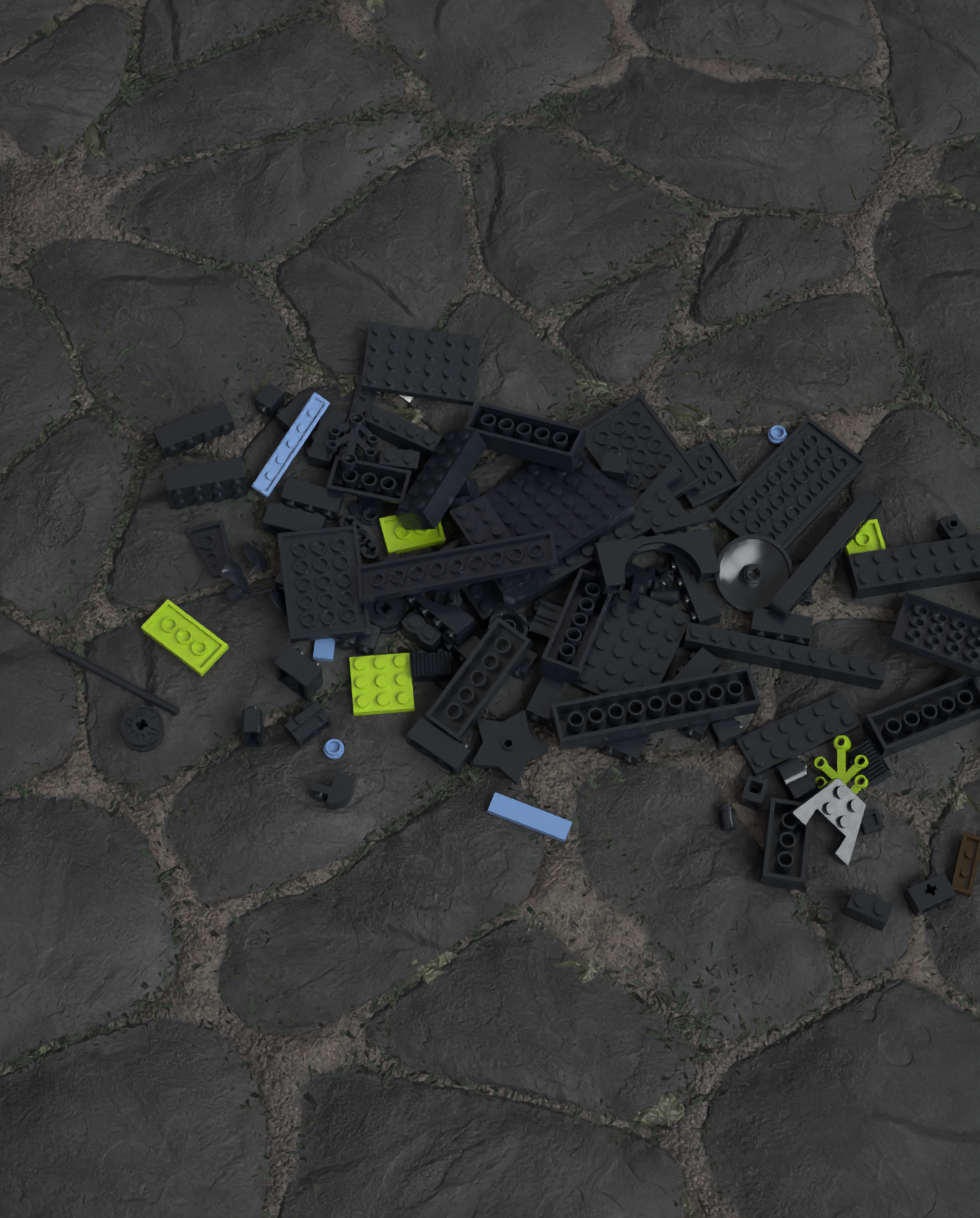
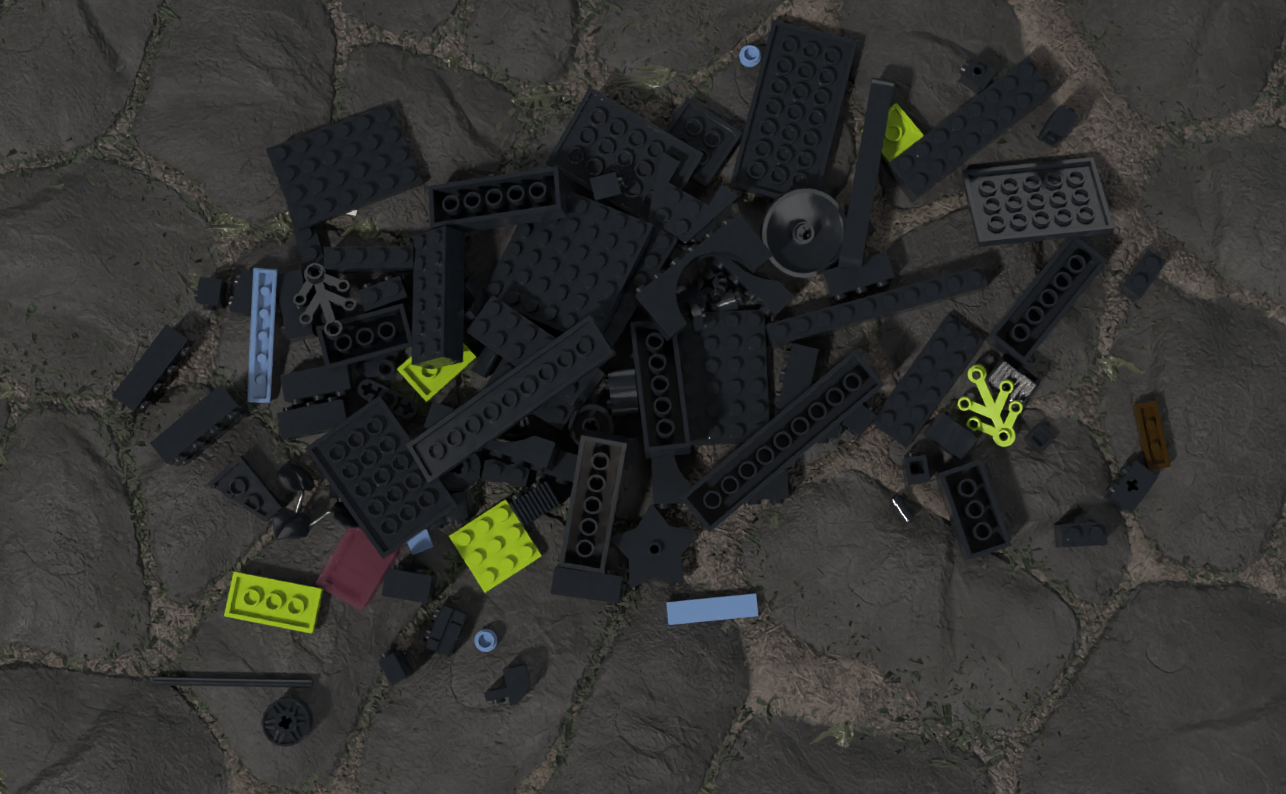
camera: 20 degrees left, 20 degrees up
(261, 644) = (354, 569): none -> clear pink piece
(840, 809) = (1009, 448): wing -> none

